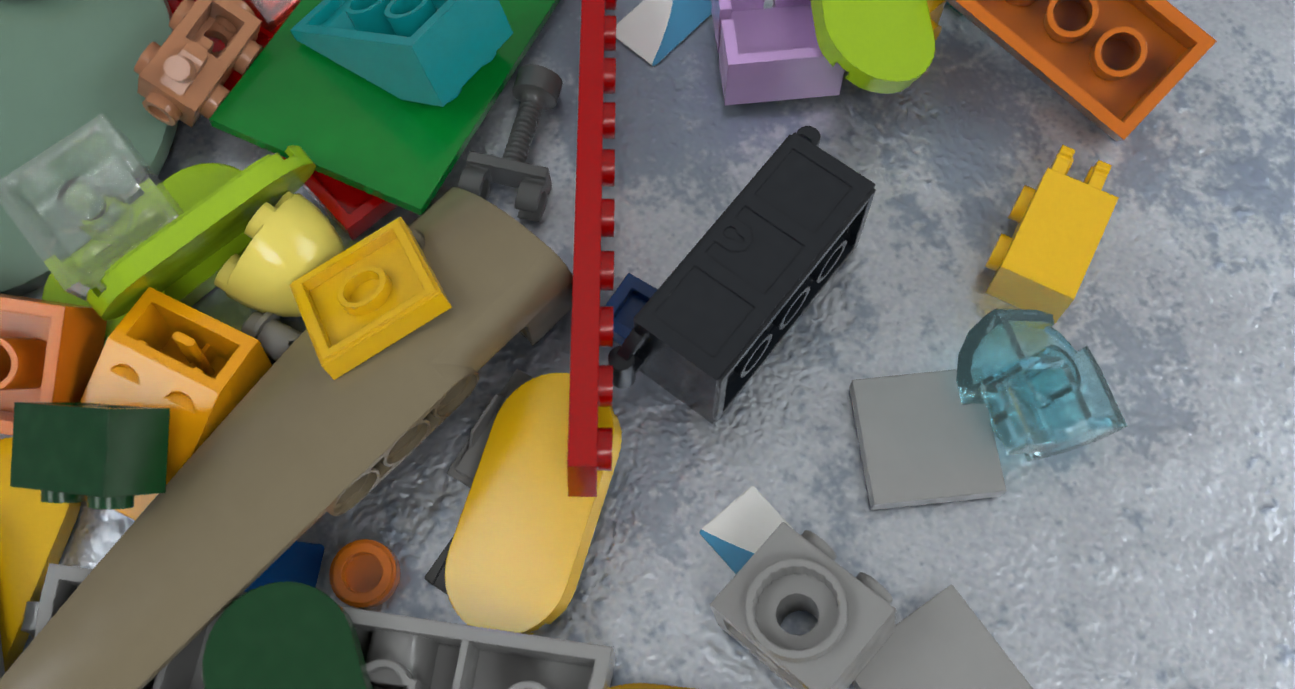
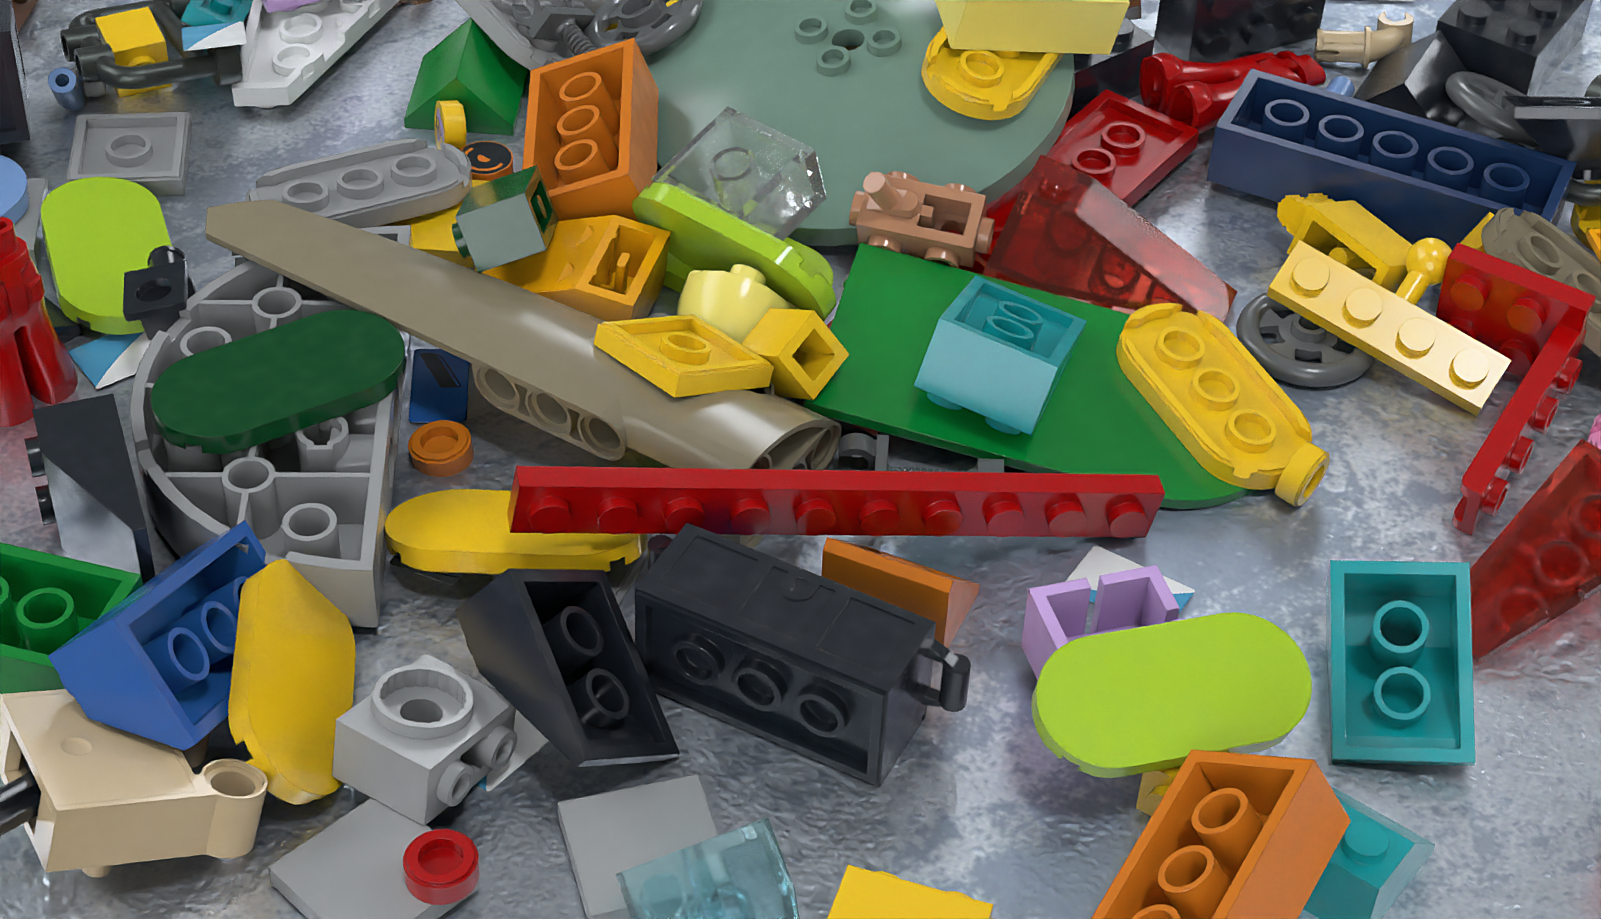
camera: 75 degrees right, 25 degrees down
(366, 199) = (799, 349): none -> yellow brick
(663, 178) = (902, 584): none -> orange slope
(744, 472) = (568, 664): none -> black slope
(956, 616) = (441, 867): none -> red tile

